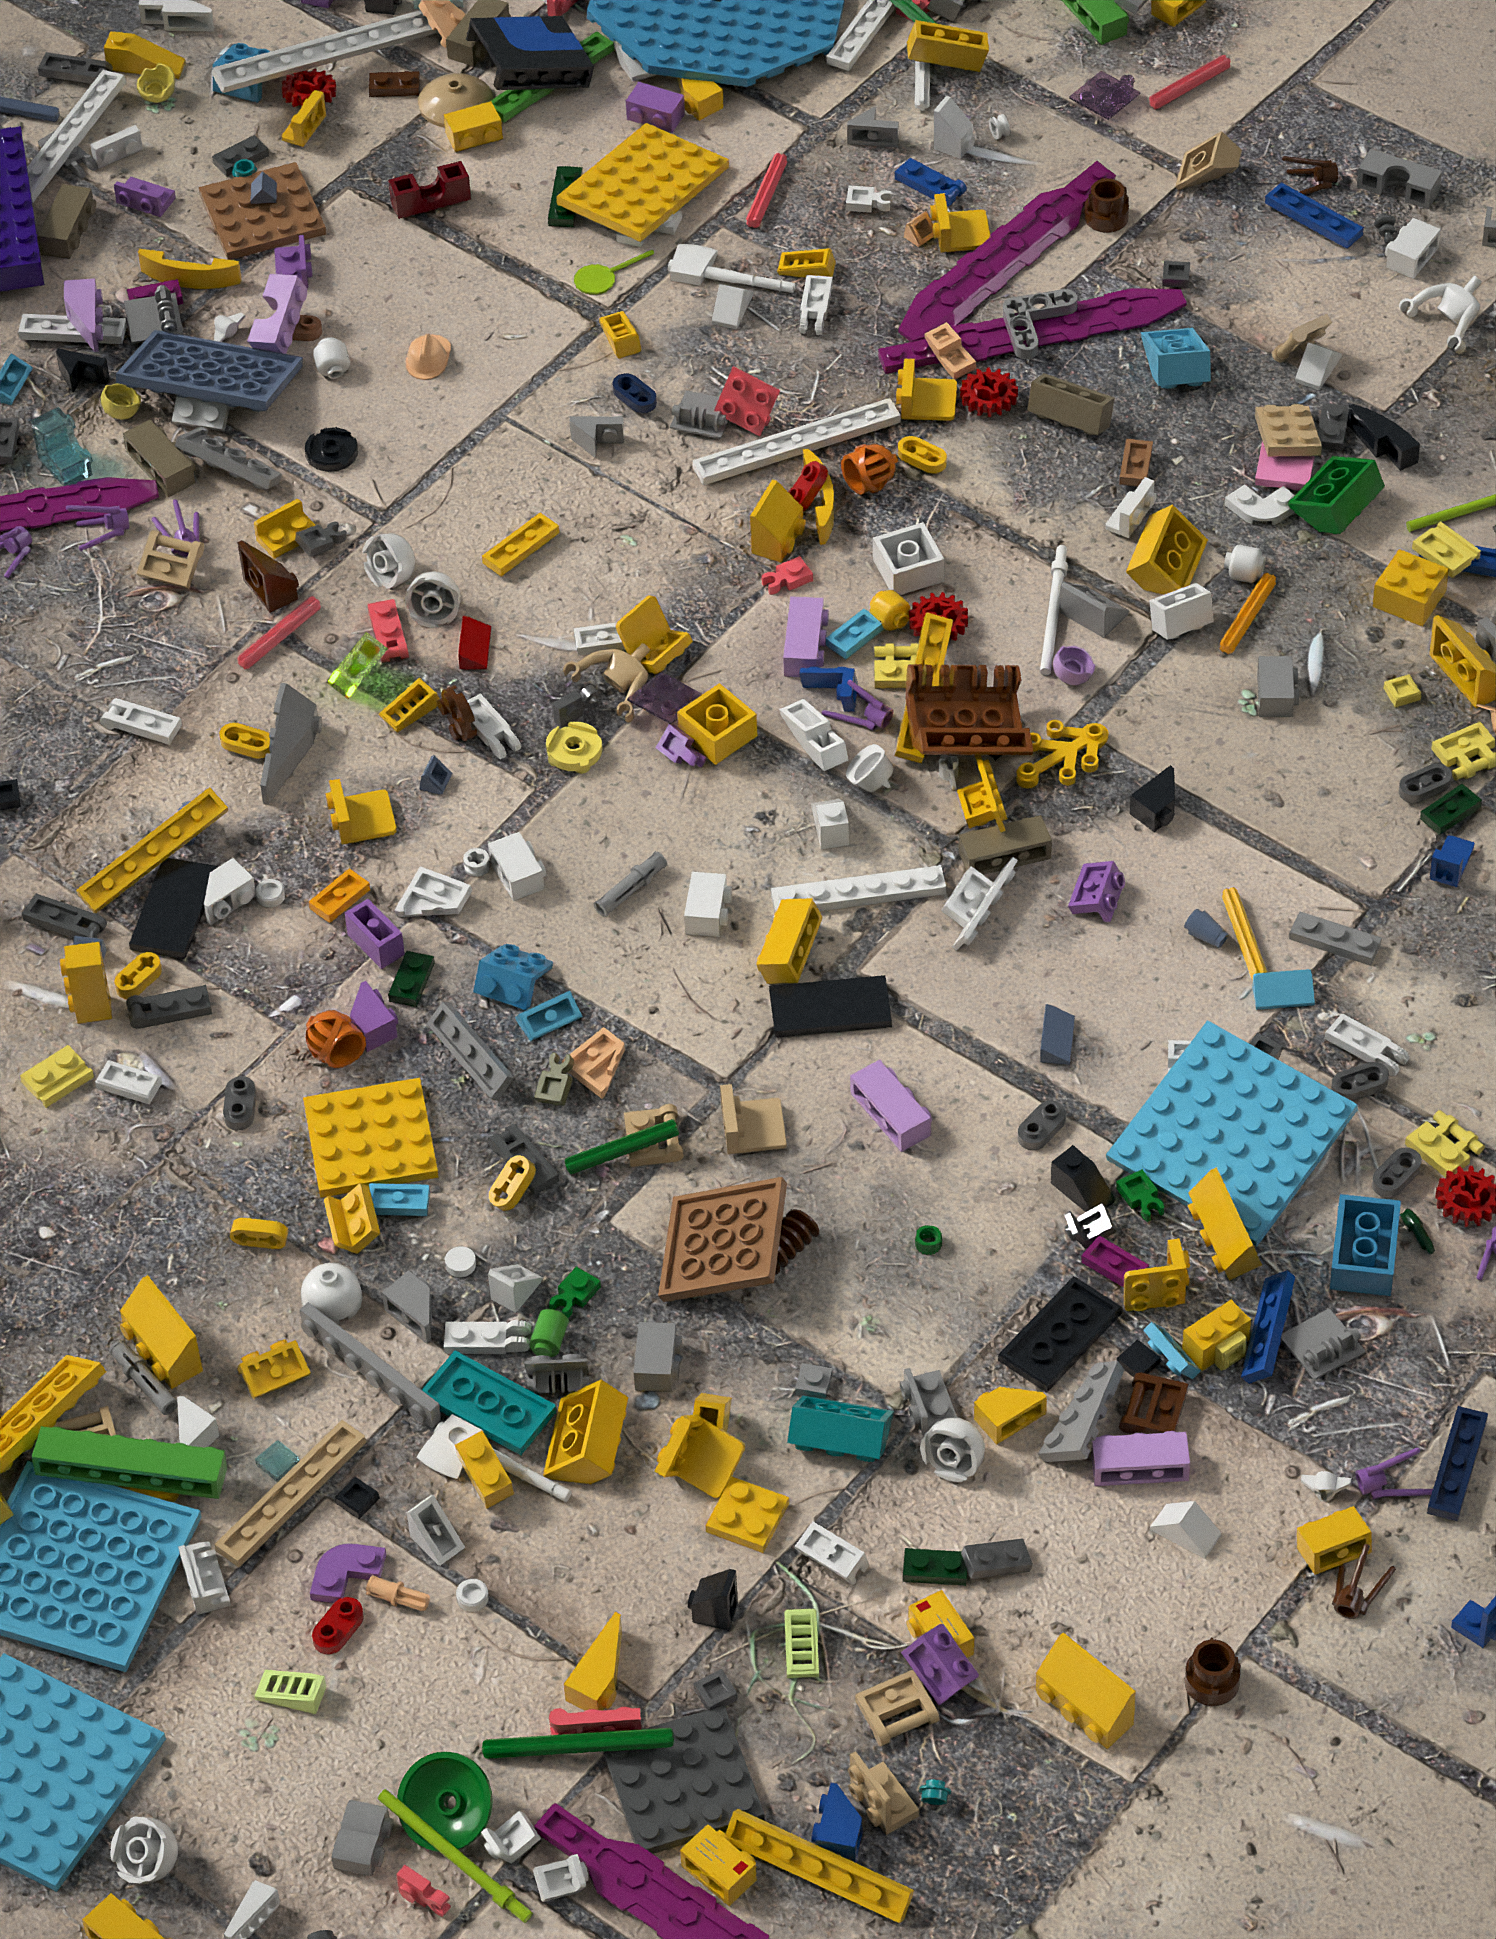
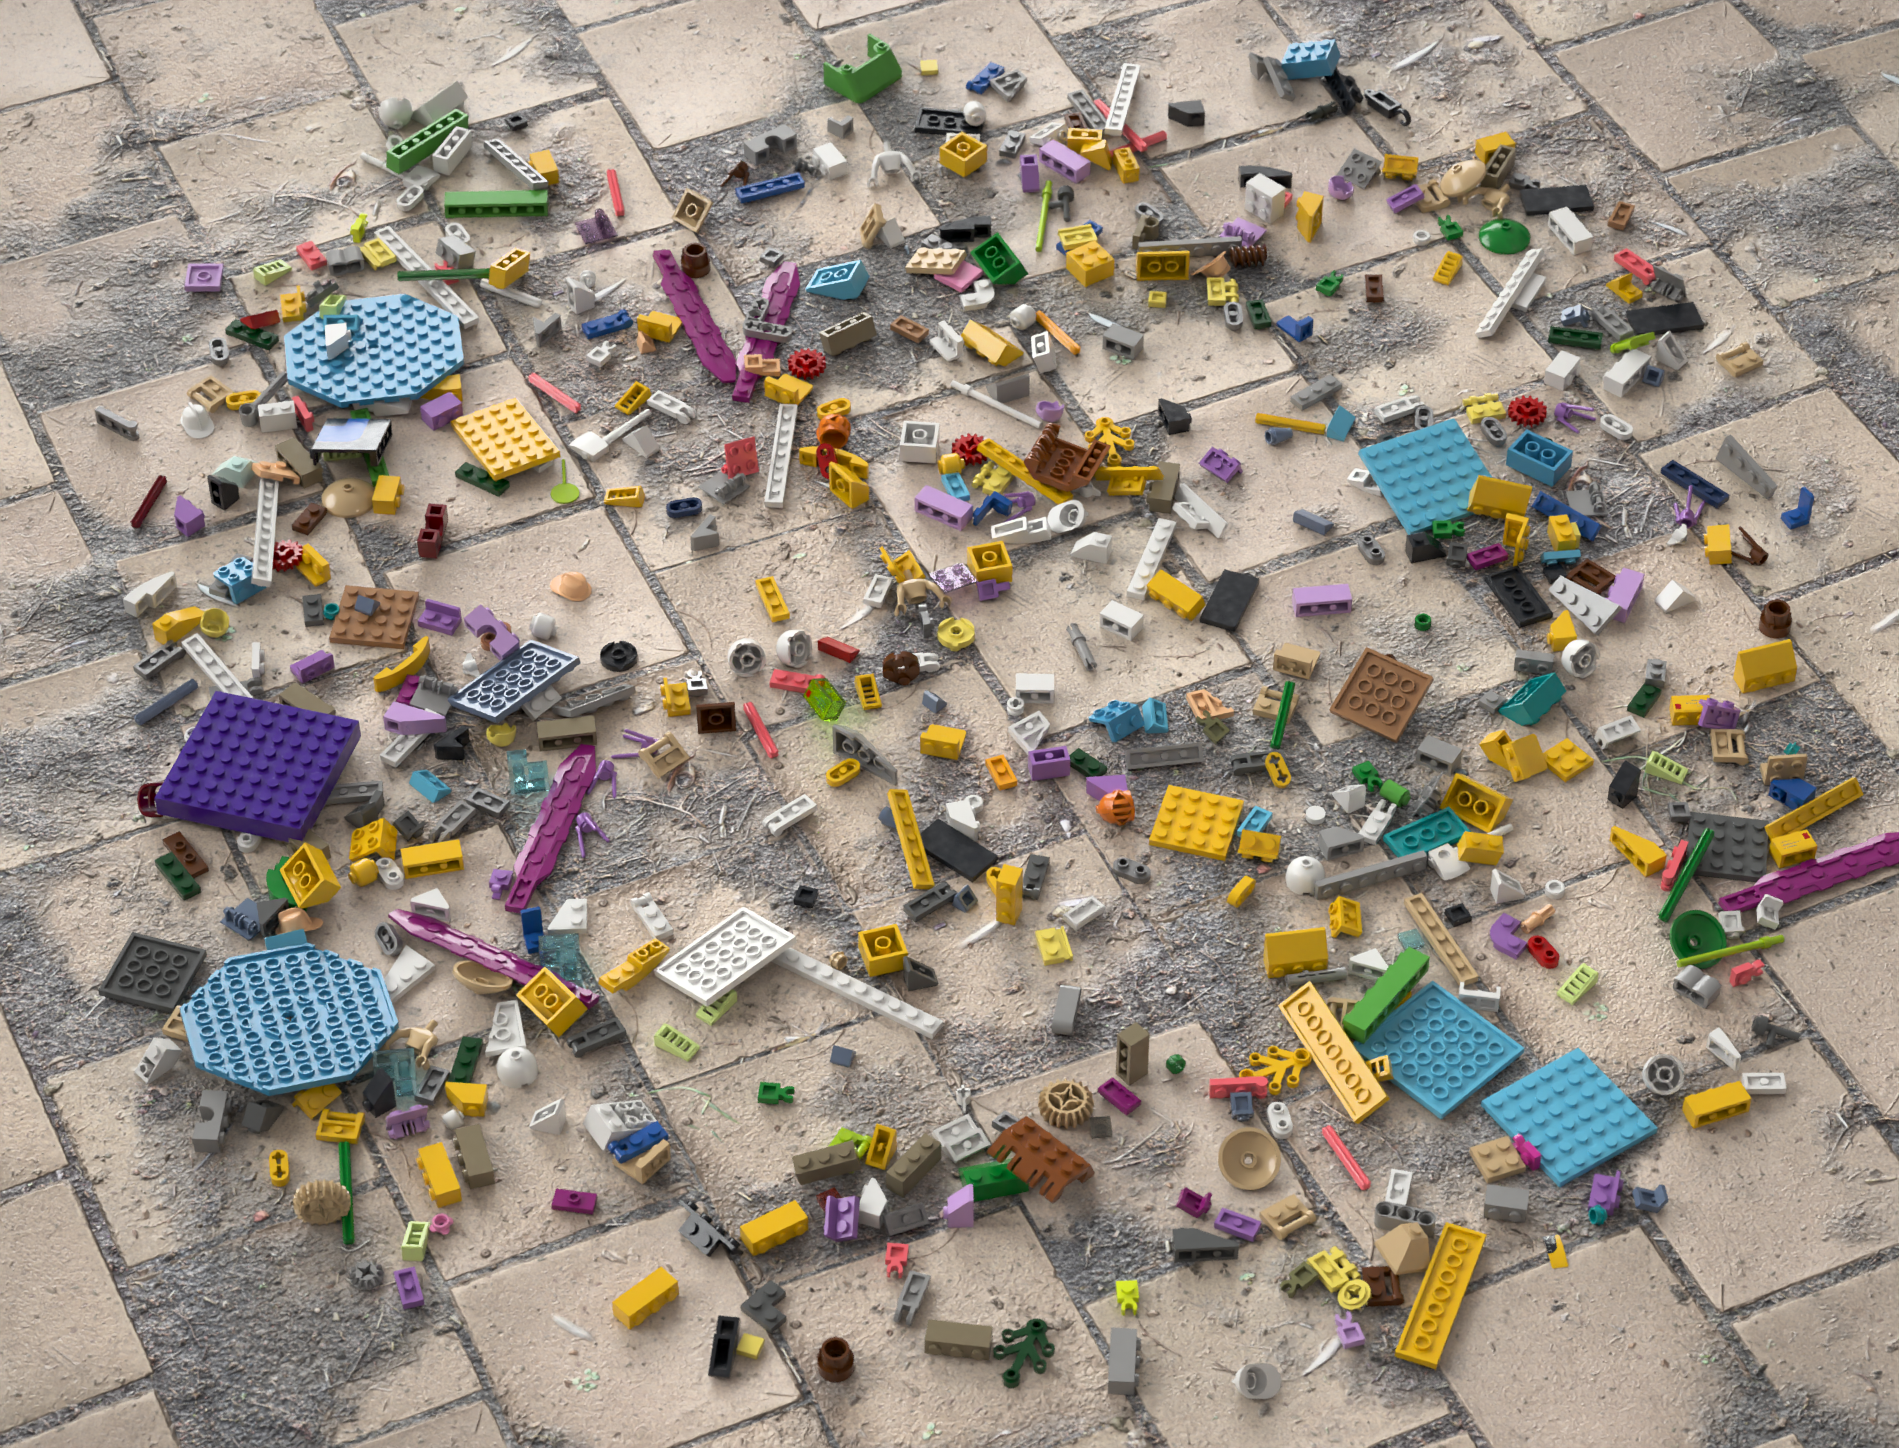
camera: 65 degrees left, 5 degrees down
(789, 574) = (884, 498): coral plate -> none

